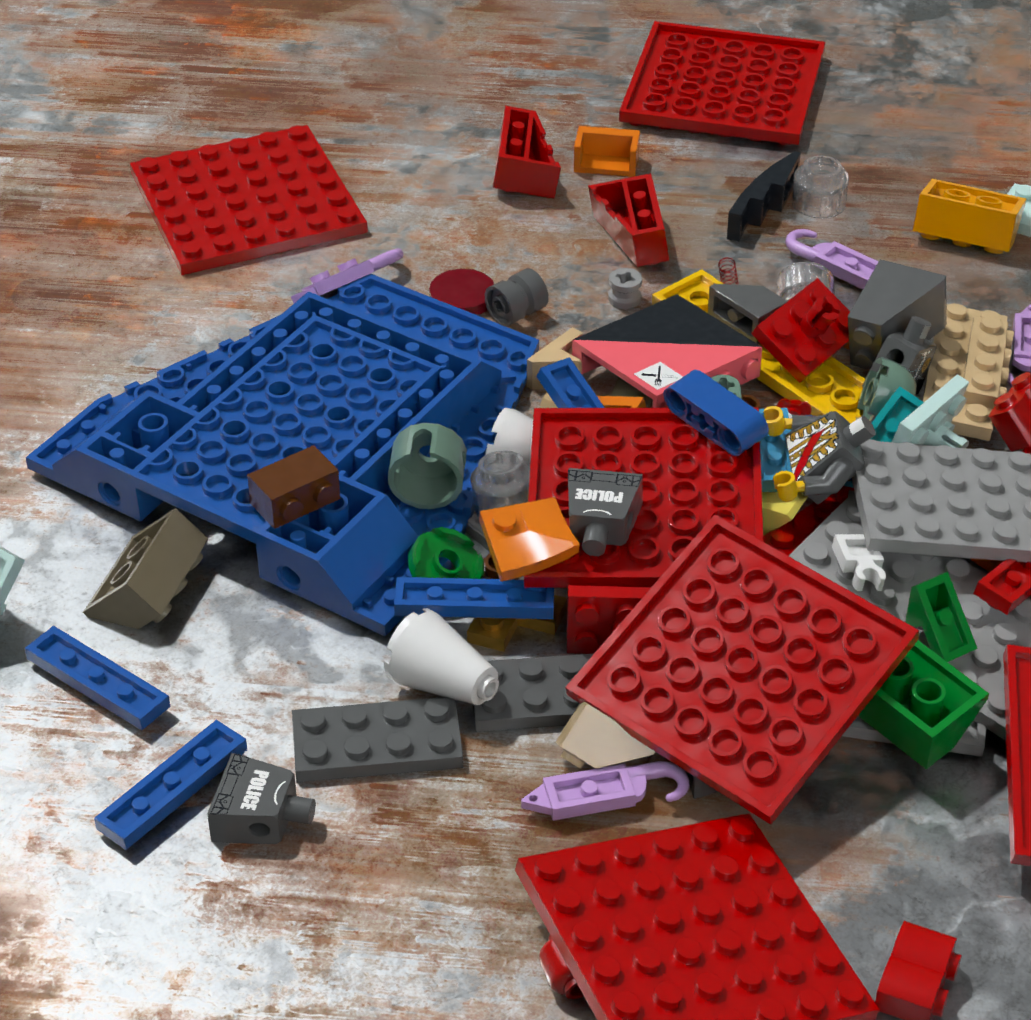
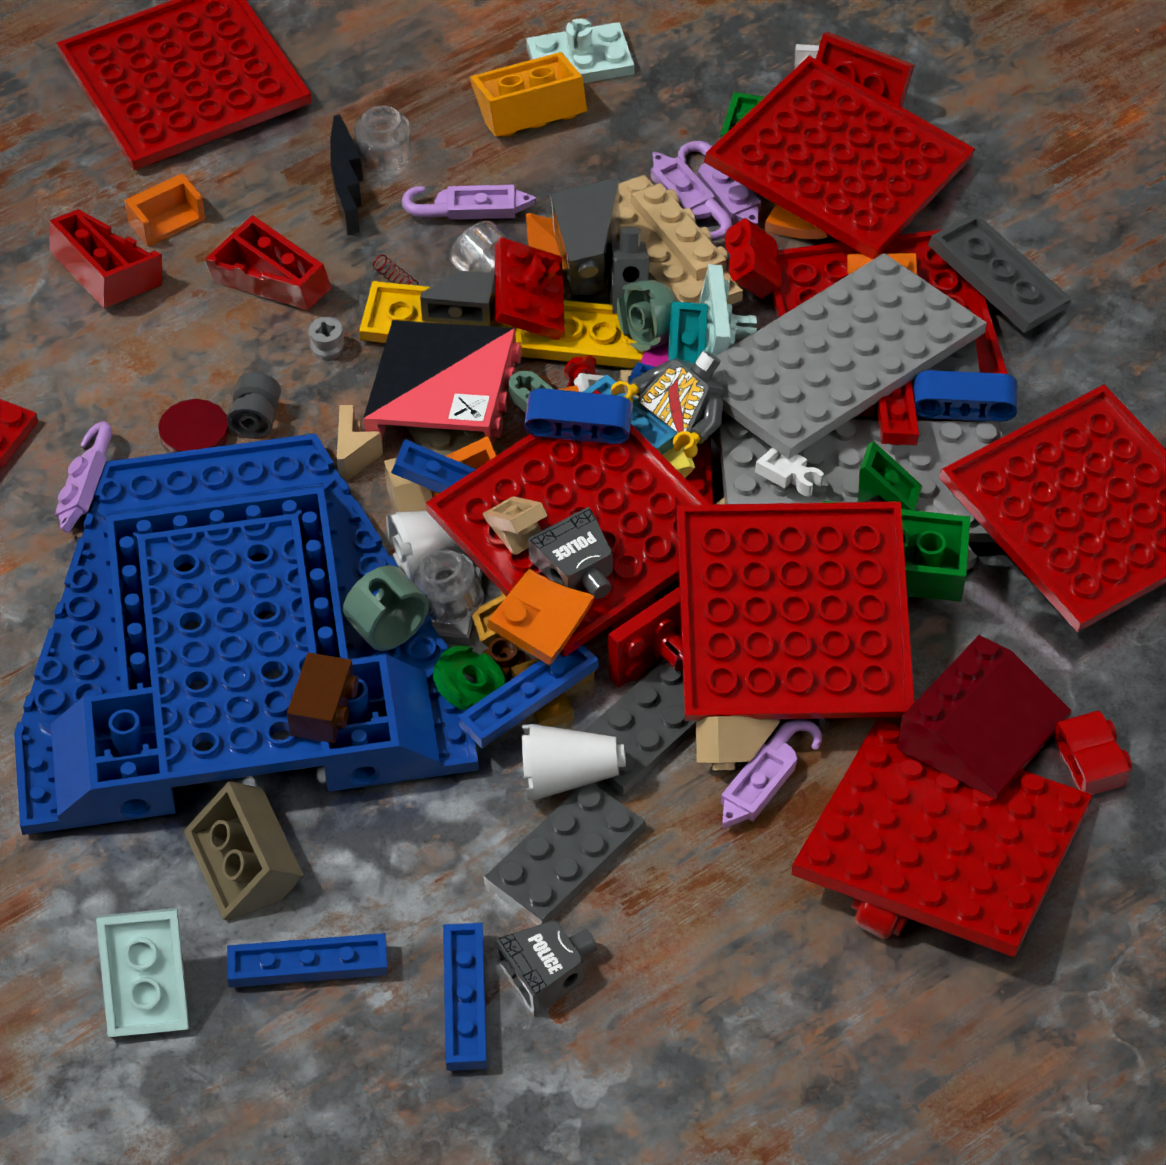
camera: 40 degrees left, 10 degrees up
(580, 455) = (516, 521): none -> tan slope
(835, 869) = (982, 718): none -> dark red slope

